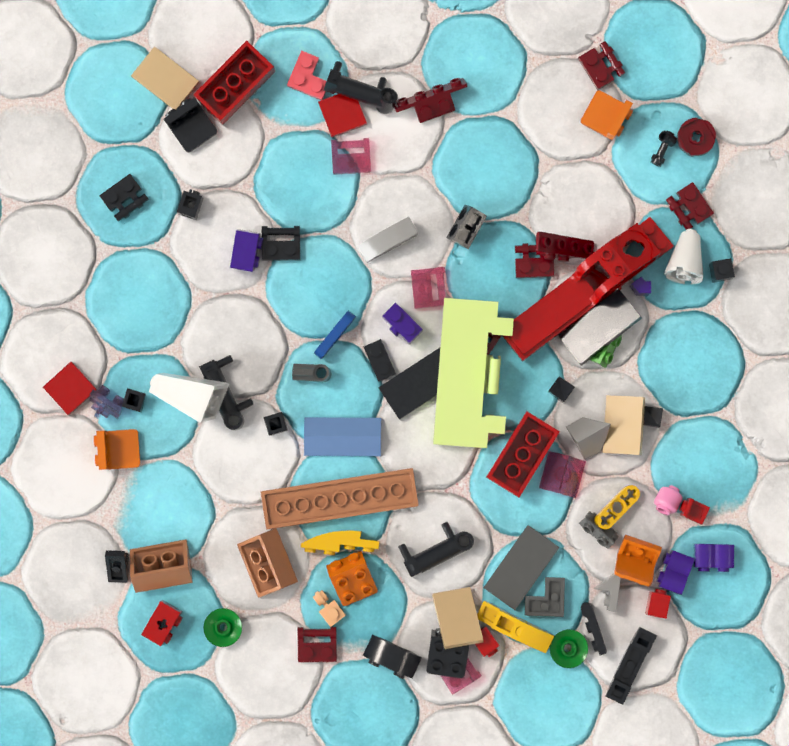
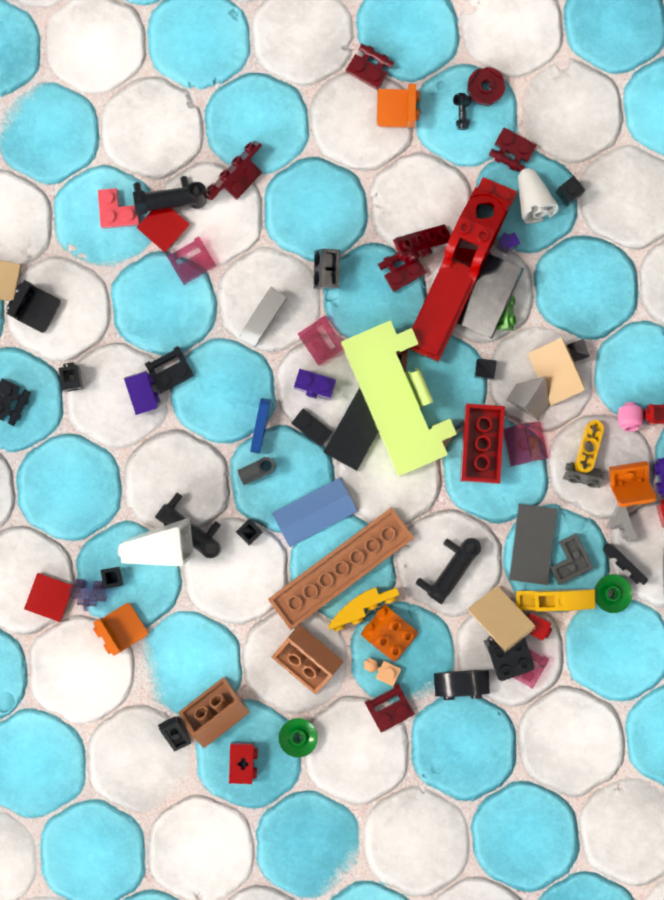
camera: 35 degrees left, 0 degrees up
(234, 82) = (53, 248): red brick -> none

